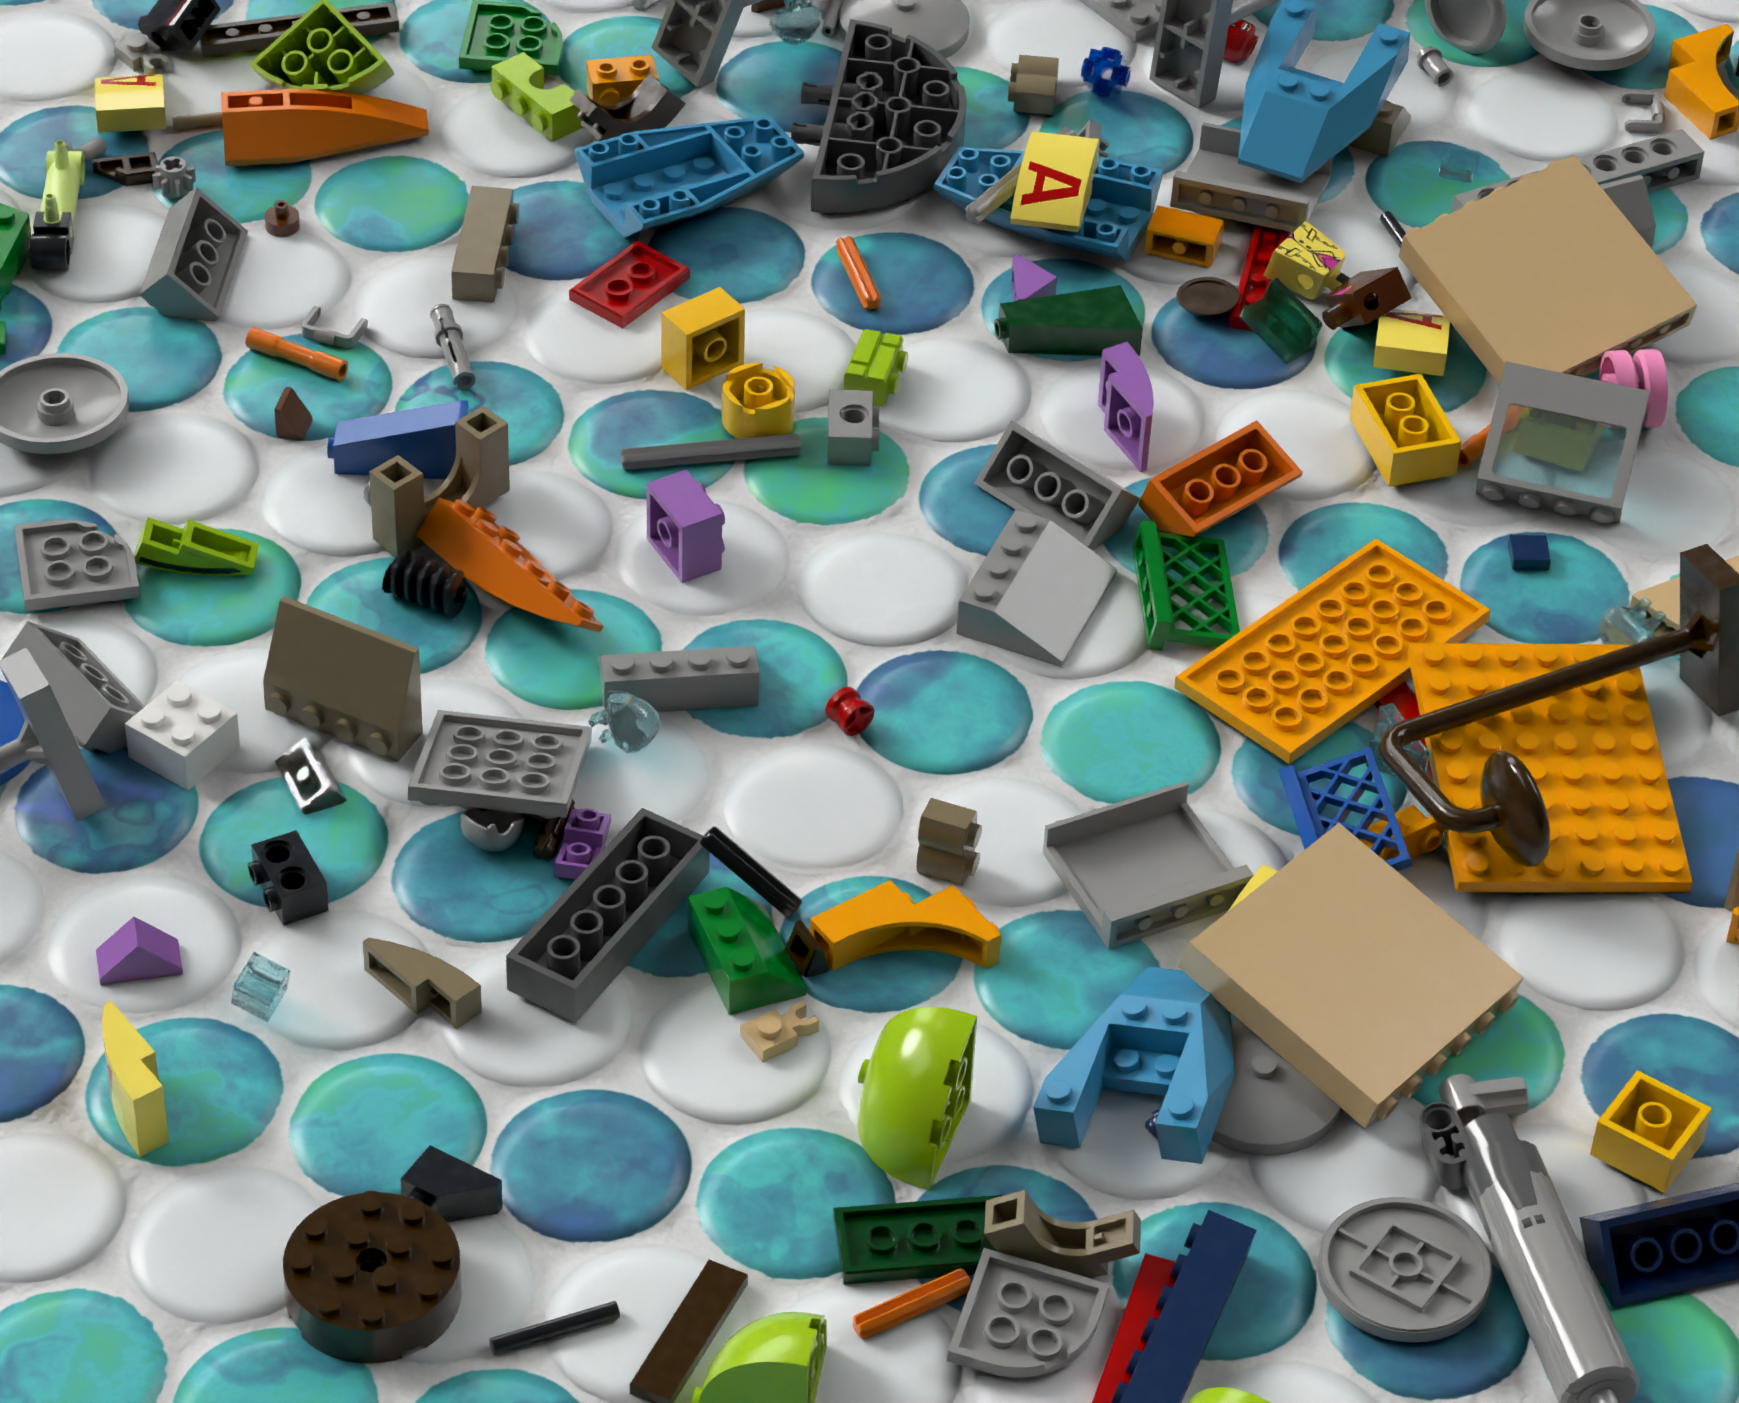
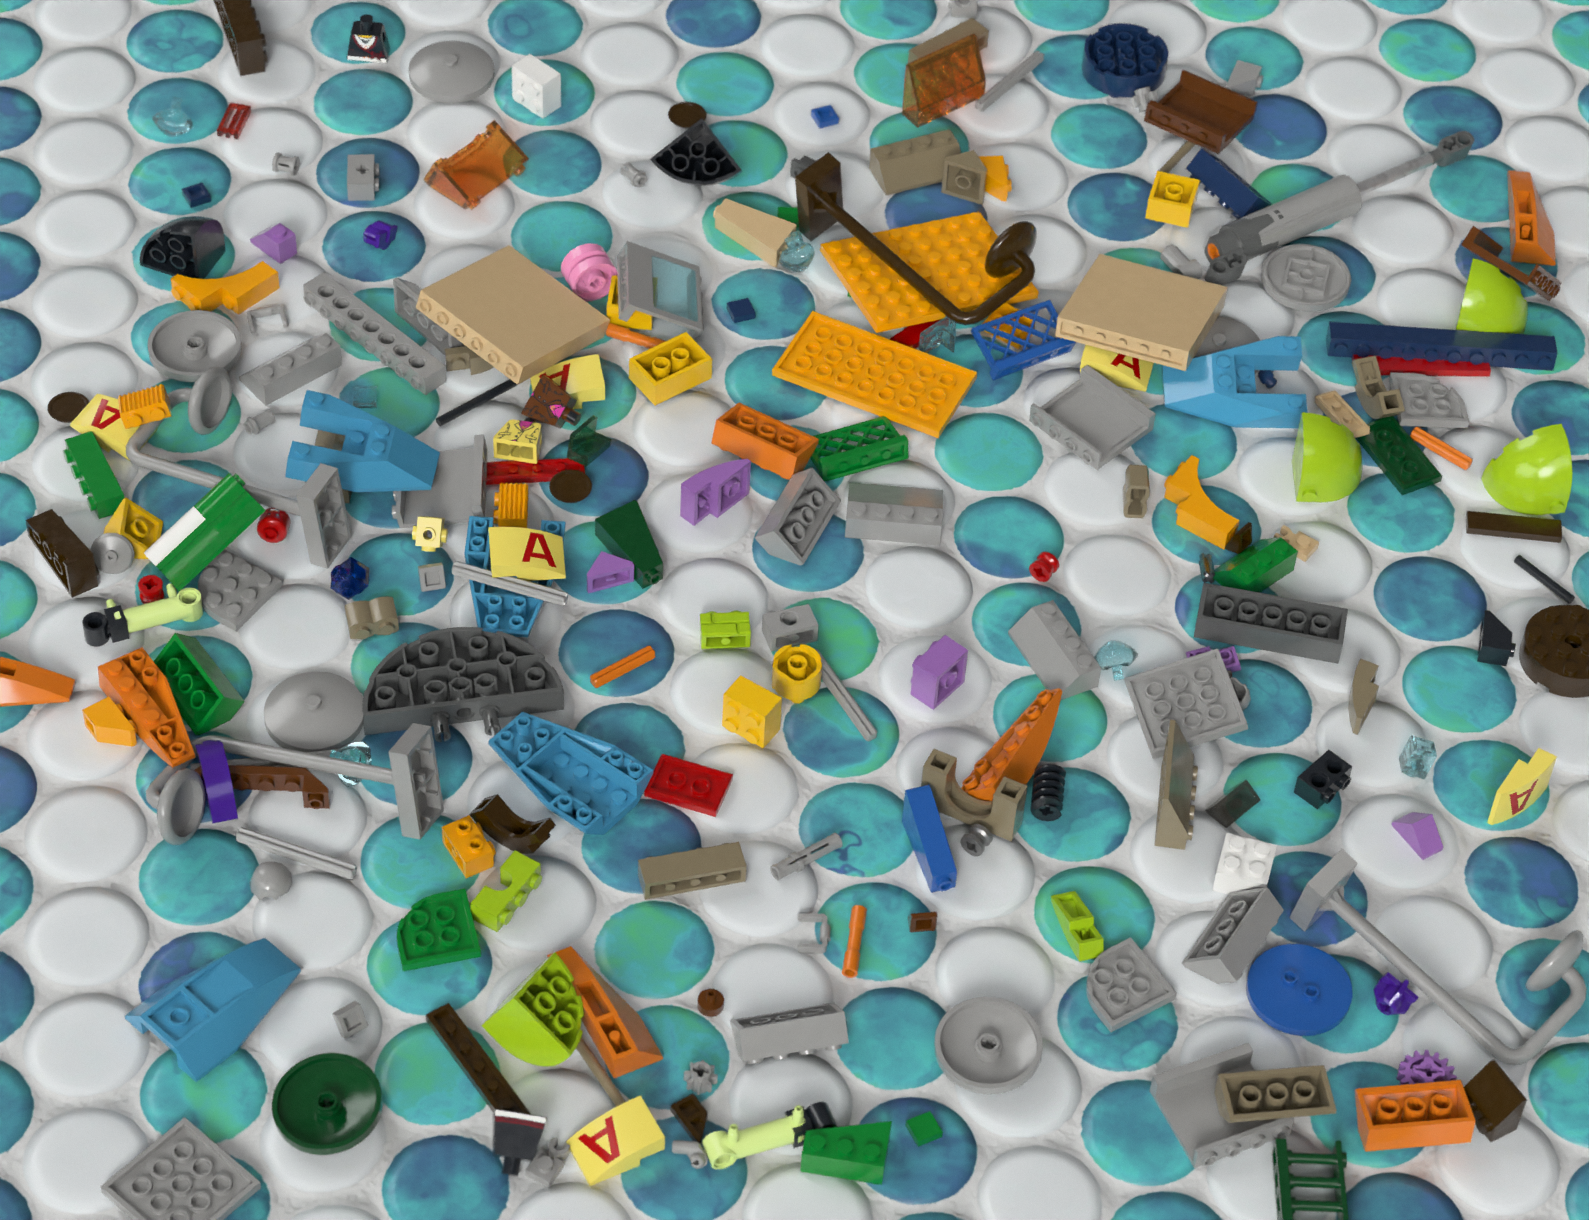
camera: 110 degrees left, 5 degrees up
(1047, 1186) = (1341, 413): none -> tan tile
(1162, 148) = (436, 526): none -> light yellow brick
(1528, 108) = (293, 368): none -> light grey slope

